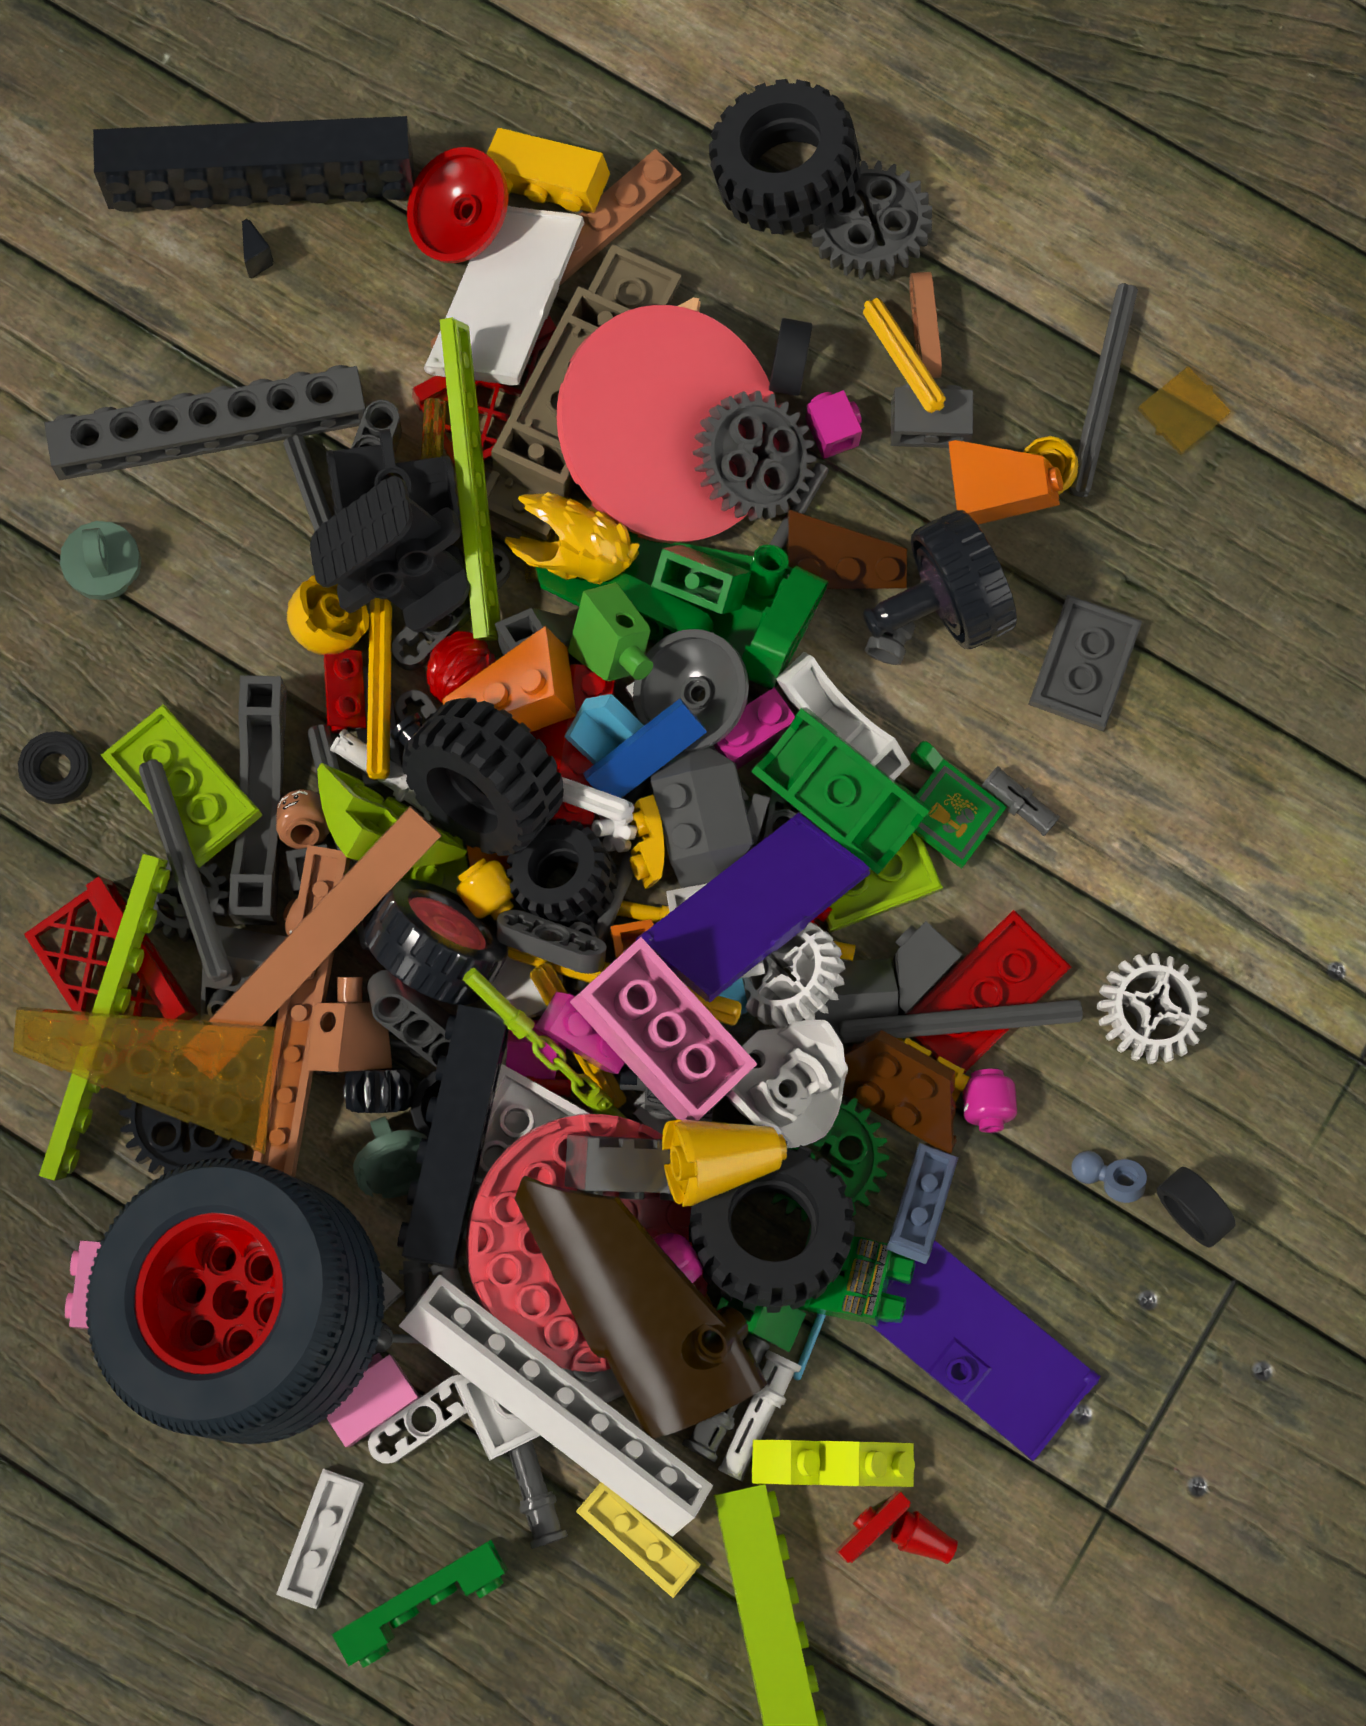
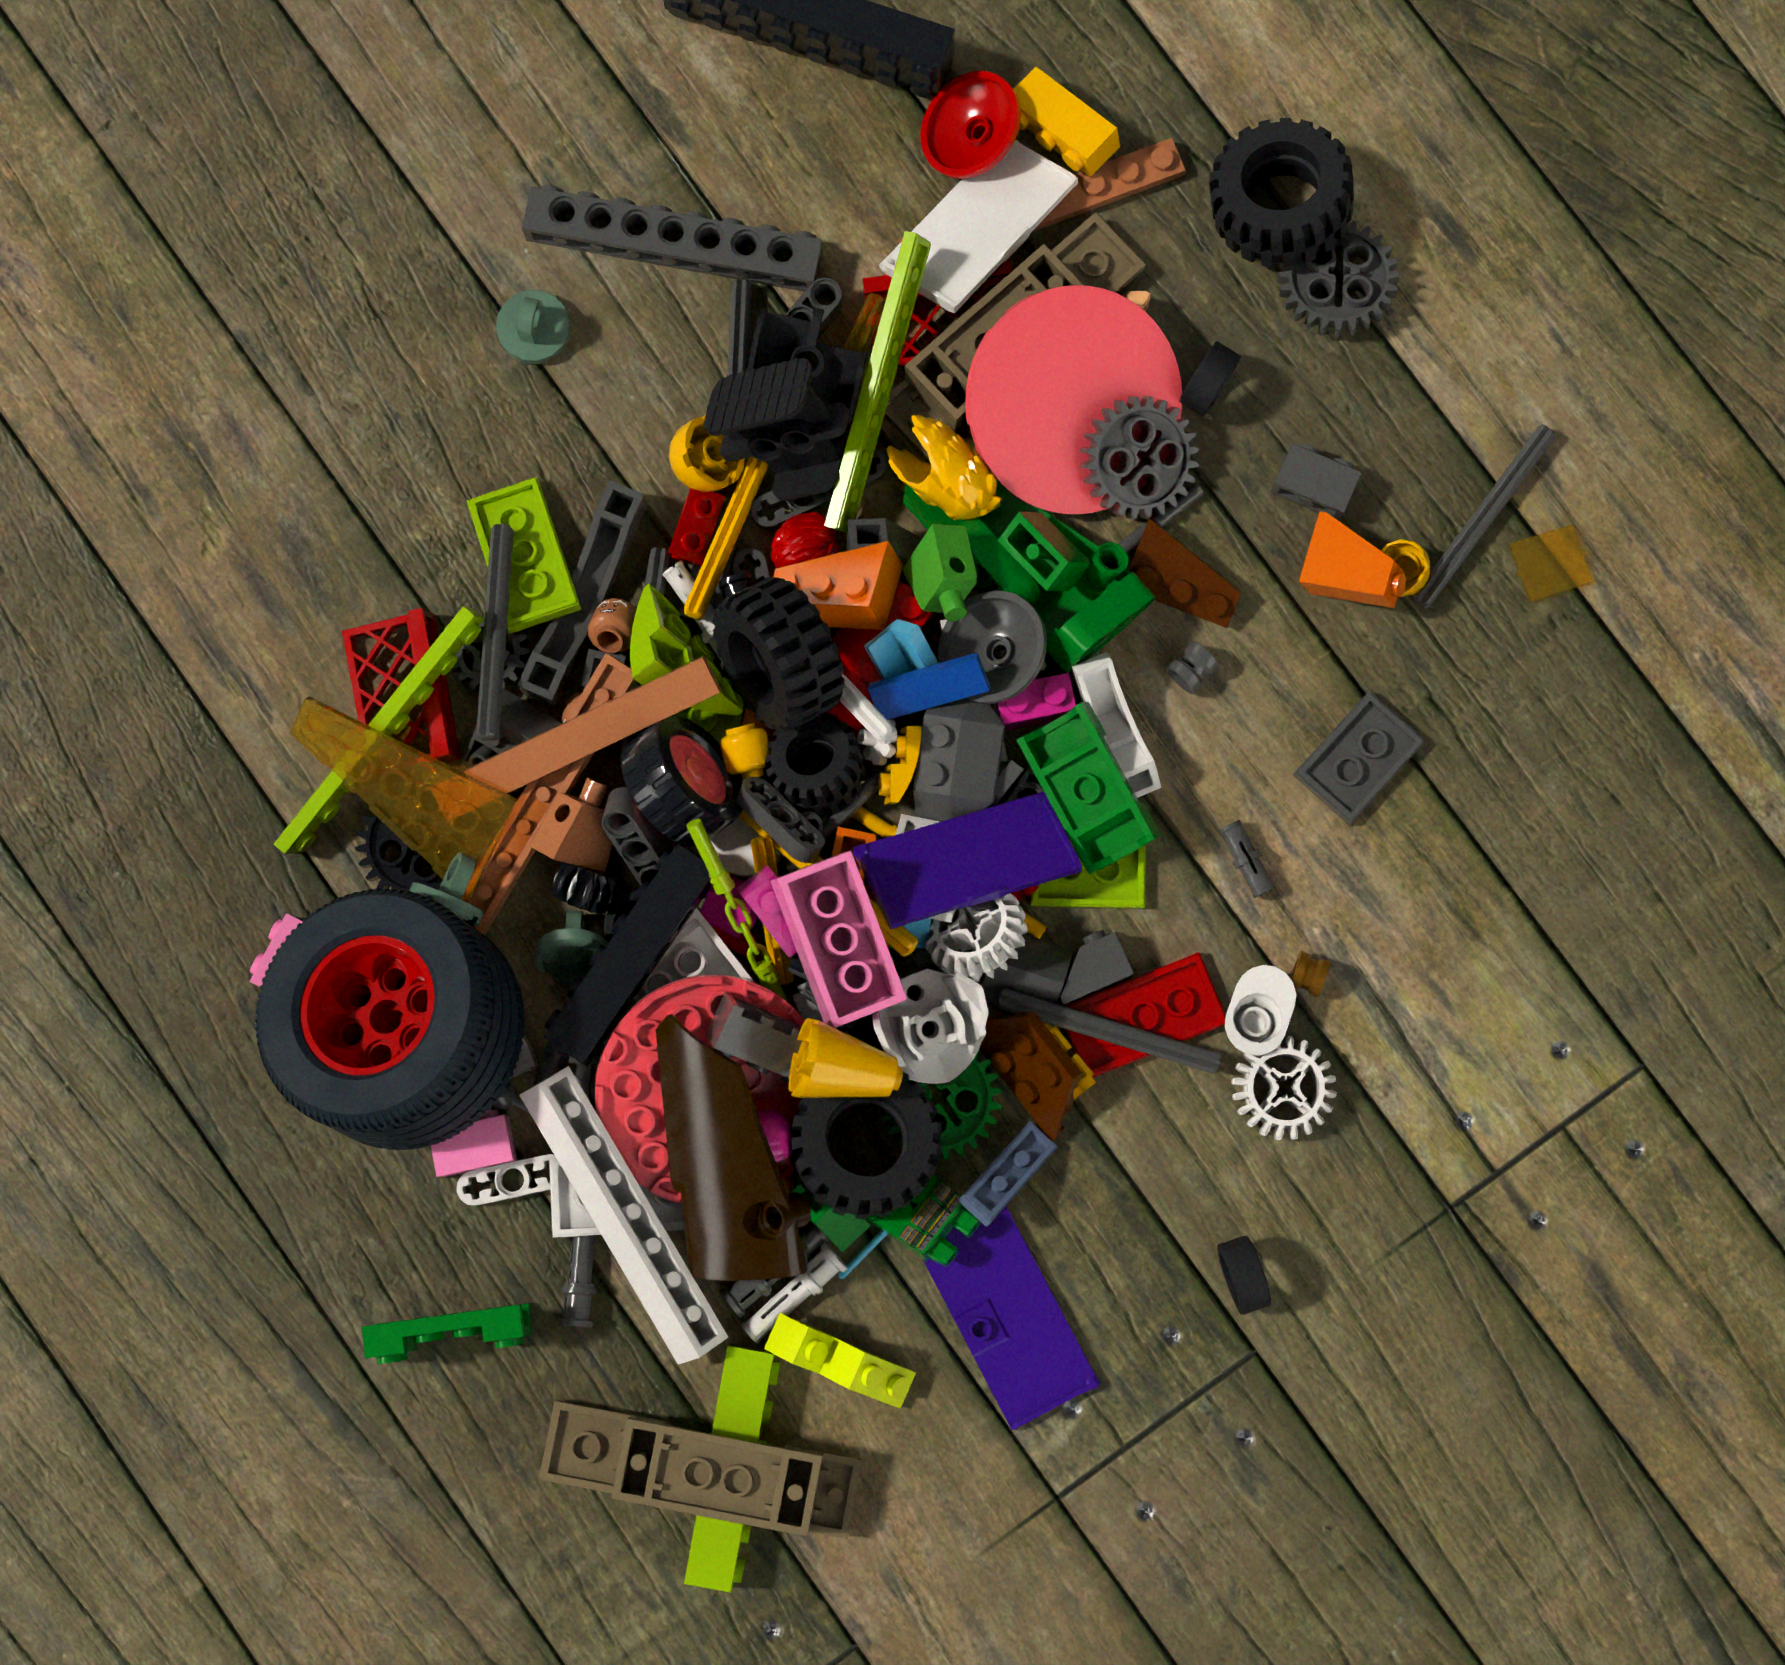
camera: 30 degrees right, 5 degrees up
(38, 750) = (407, 480): black tyre -> none
(246, 1140) = (453, 889): none -> sand green tile
(256, 250) = (776, 98): black slope -> none
(320, 1539) = (388, 1243): white tile -> none
(639, 1539) = (651, 1356): light yellow tile -> none
(738, 1637) = (700, 1471): none -> dark tan bracket
(834, 423) = (1226, 453): dark pink brick -> none
(871, 1525) = (850, 1426): red plate -> none
(904, 355) = (1313, 416): yellow axle -> none
(921, 1537) = (889, 1454): red cone -> none
(925, 322) = (1346, 395): nougat beam -> none
(958, 582) = (1268, 644): black wheel -> none
(960, 807) = (1188, 840): green flag -> none
(989, 1100) = (1105, 1109): dark pink head -> none
(1090, 1168) = (1169, 1203): sand blue plate -> none
(1099, 940) = (1260, 1010): none -> white piece
(1129, 887) = (1309, 973): none -> pearl gold wheel

